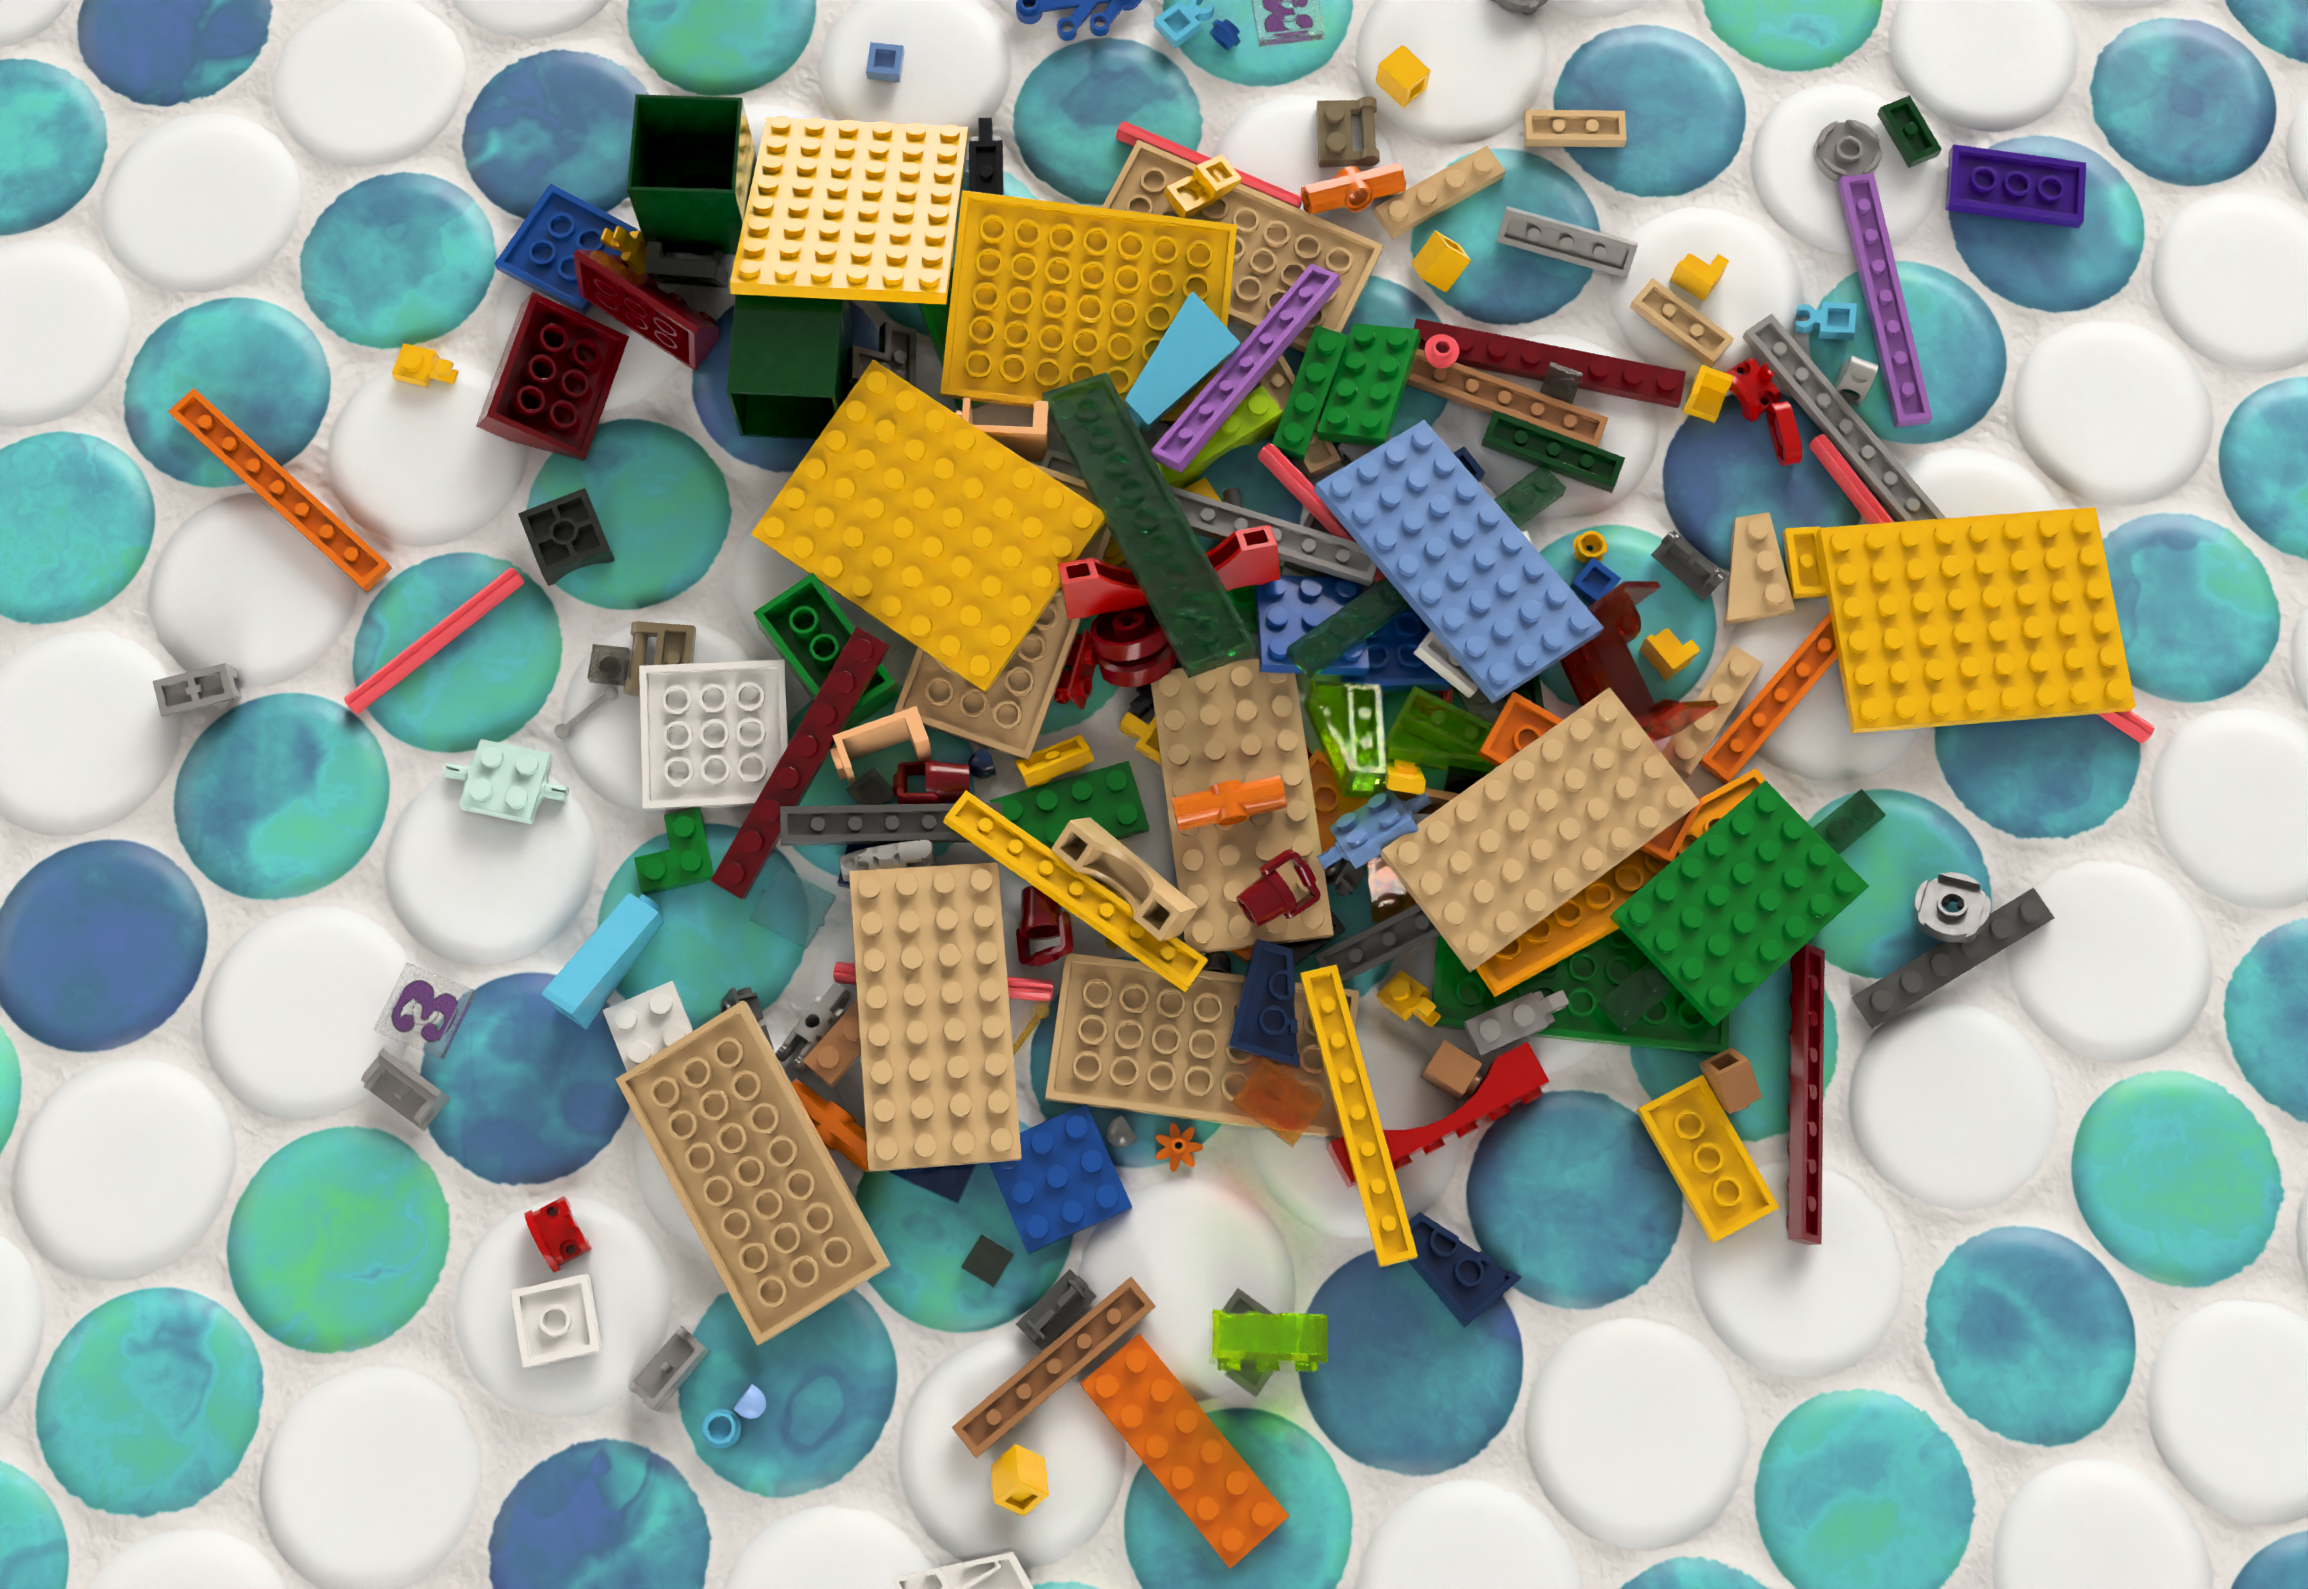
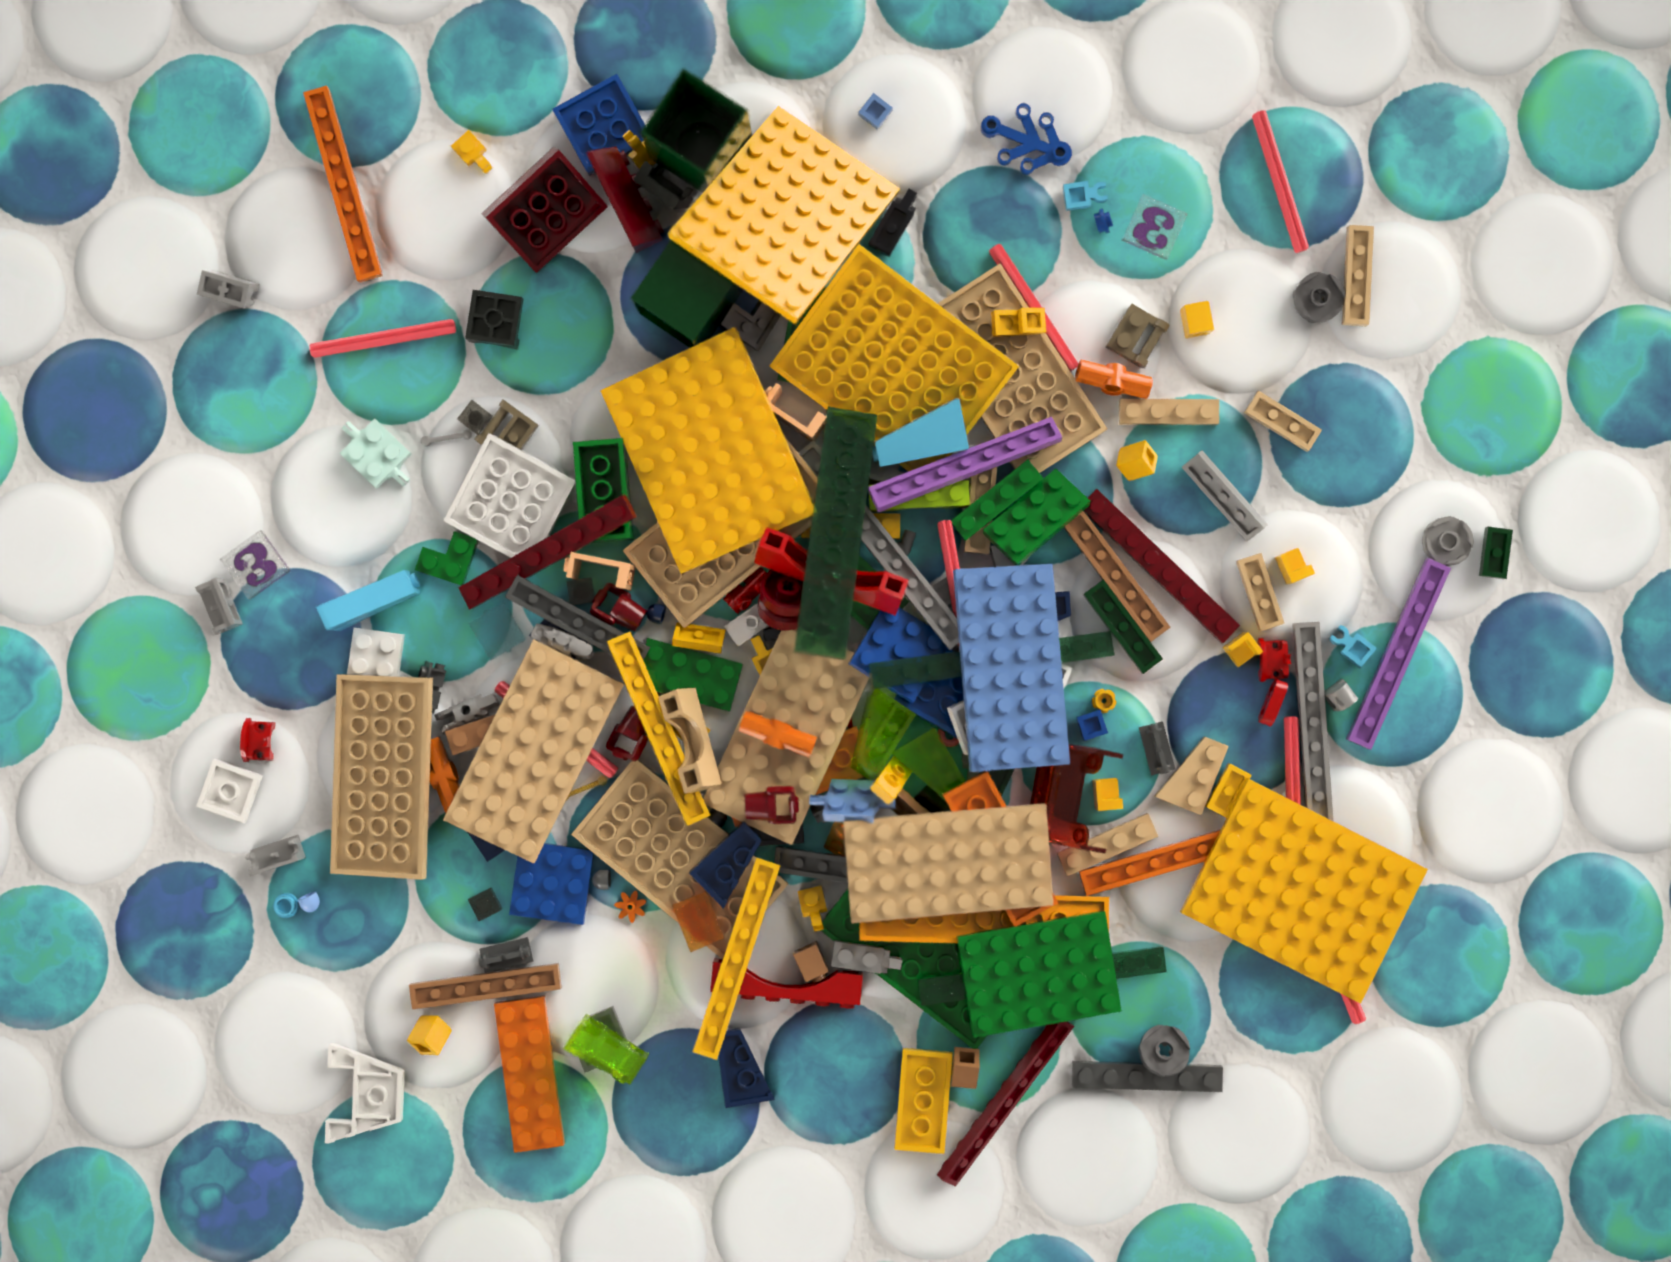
camera: 40 degrees right, 15 degrees up
(1105, 712) = (745, 626): none -> white plate
(1438, 359) = (1089, 529): coral plate -> none
(1561, 383) = (1156, 587): clear smoke plate -> none
(2016, 186) = (1537, 630): dark purple plate -> none

